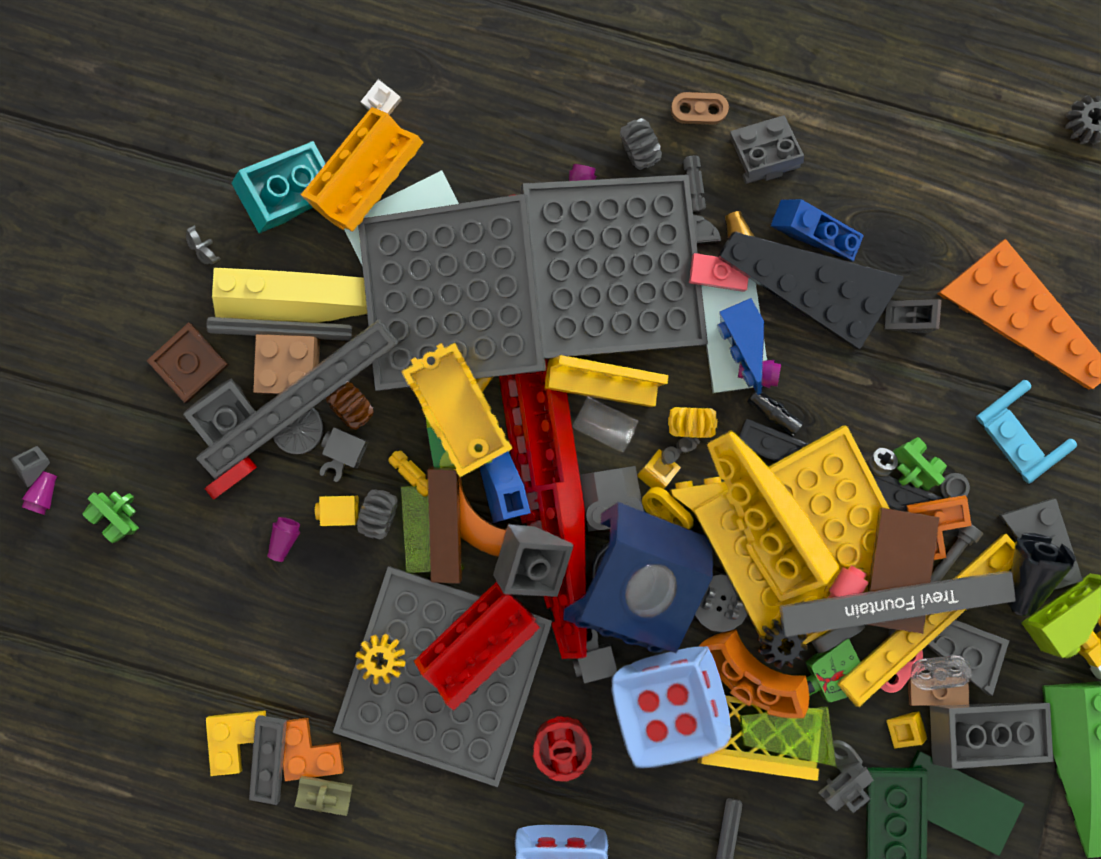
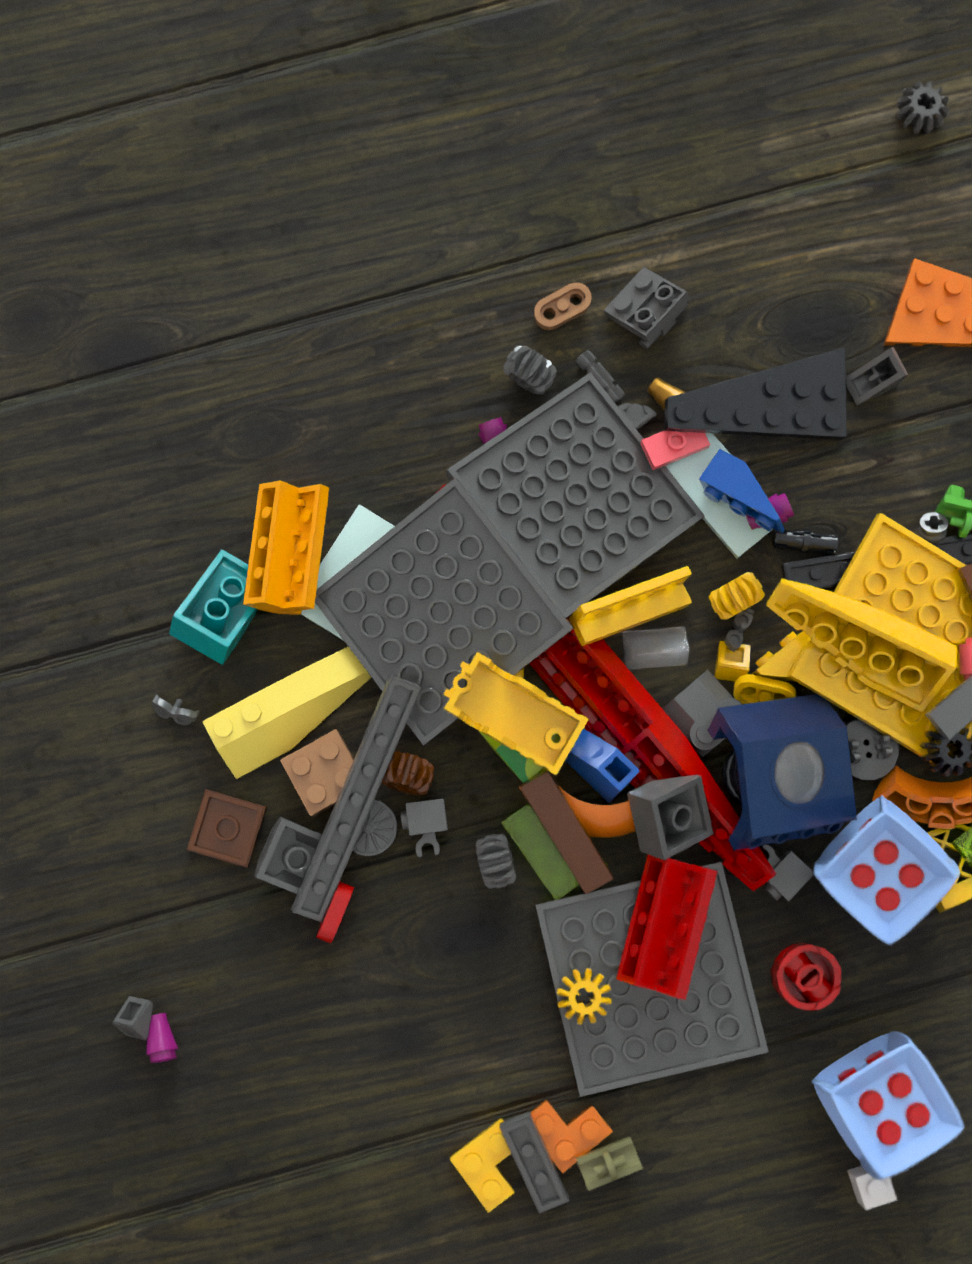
camera: 25 degrees left, 5 degrees down
(120, 523) = (256, 1021): bright green hips -> none
(269, 327) = (296, 741): dark grey axle -> none
(282, 538) = (418, 939): magenta cone -> none
(337, 510) = (455, 881): yellow brick -> none
(381, 98) = (261, 471): white tile -> none
(410, 472) = (503, 803): yellow axle -> none
(816, 228) = (737, 351): blue slope -> none

